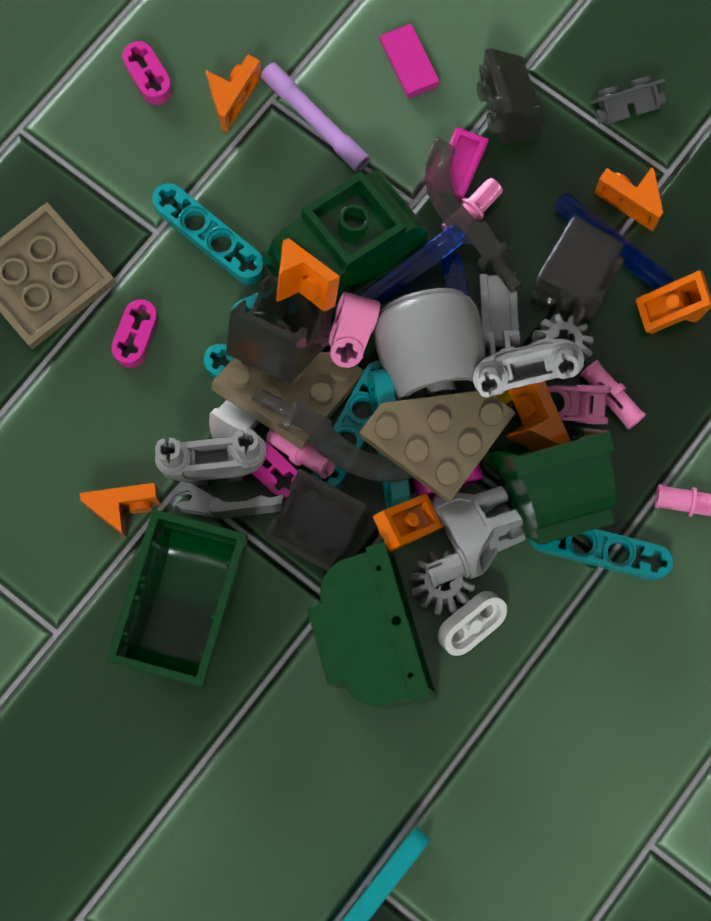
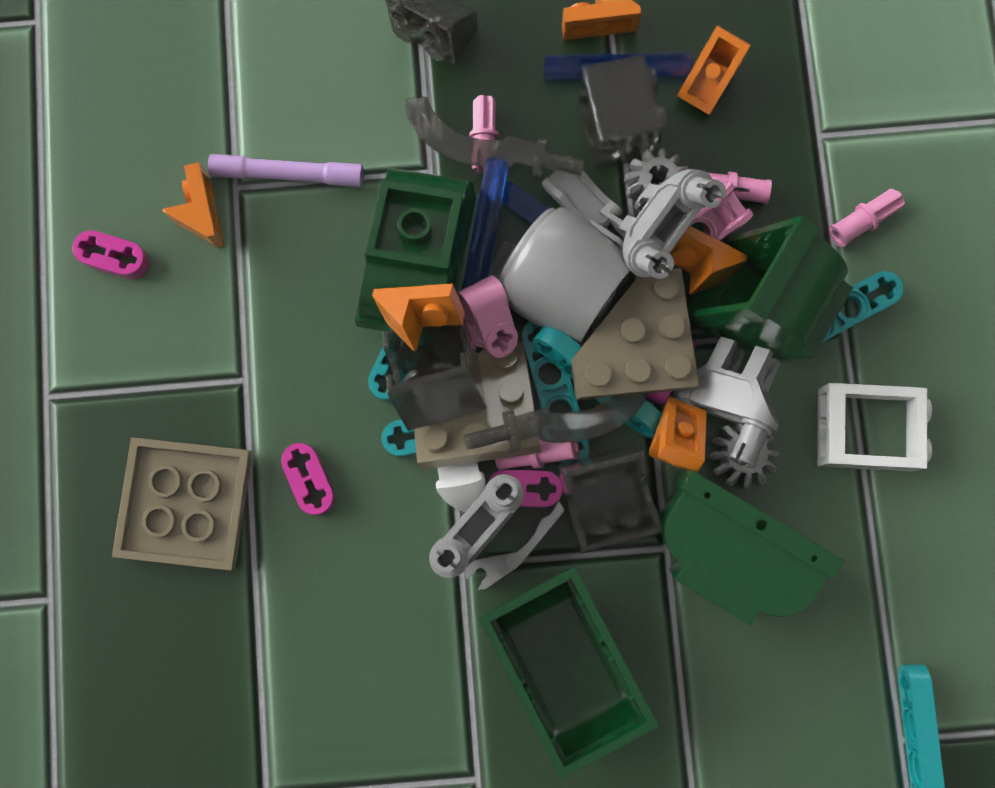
camera: 40 degrees left, 5 degrees up
(111, 503) = (425, 639): orange slope -> none
(208, 233) = (289, 348): teal beam -> none
(409, 61) = (319, 58): dark pink tile -> none
(465, 160) = (440, 95): dark pink tile -> none
(472, 623) = (795, 465): white plate -> none
(523, 619) = (832, 427): none -> white window

